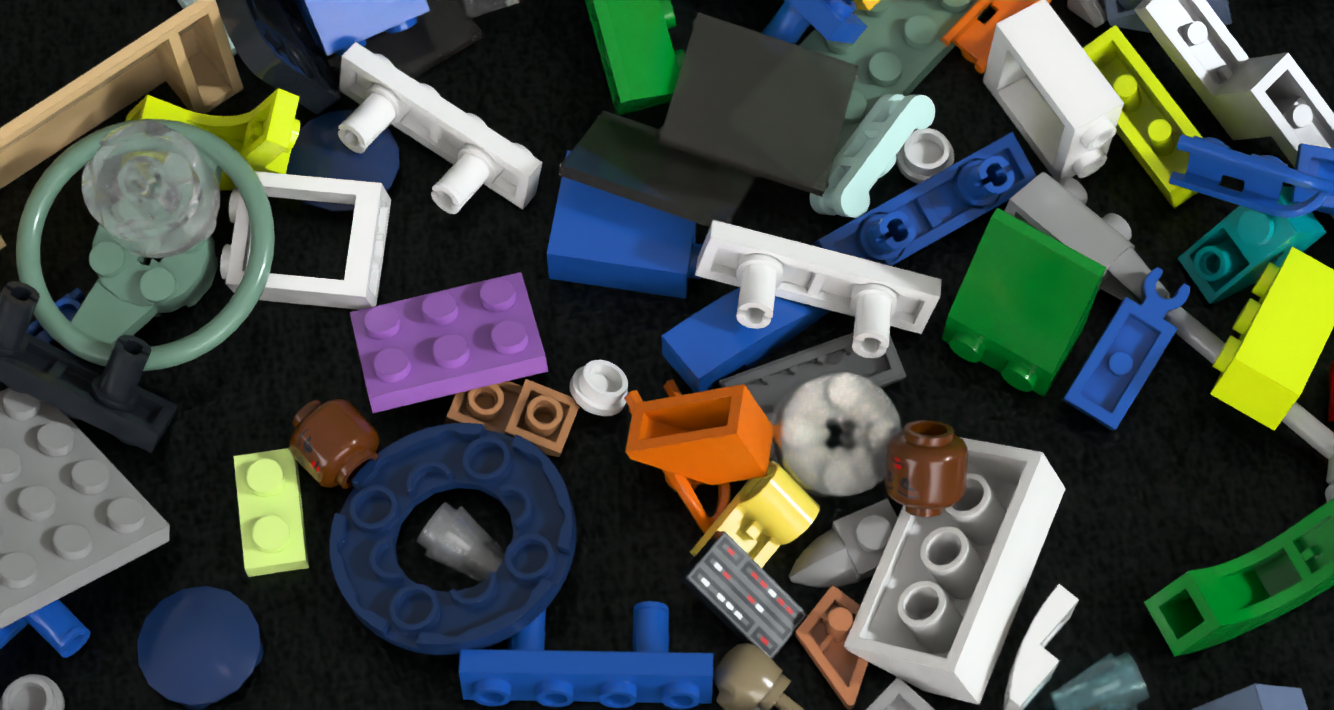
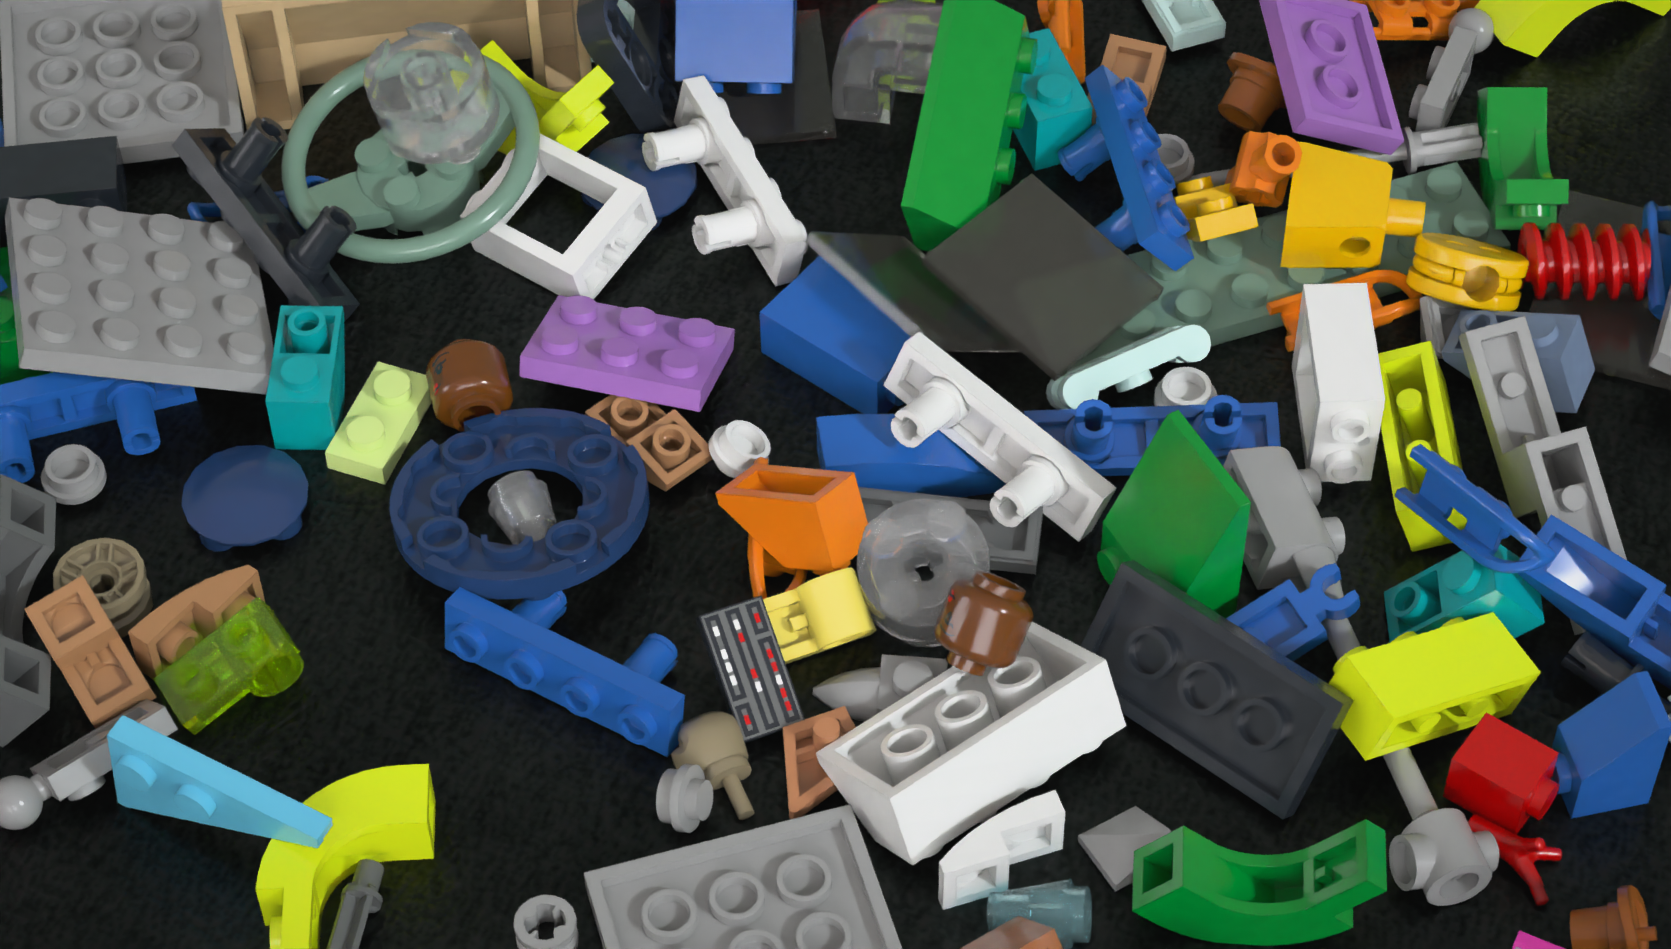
camera: 30 degrees right, 15 degrees down
(186, 505) = (307, 377): none -> teal slope
(1120, 591) = (1115, 840): none -> light grey slope
(1122, 424) = (1214, 689): none -> black plate

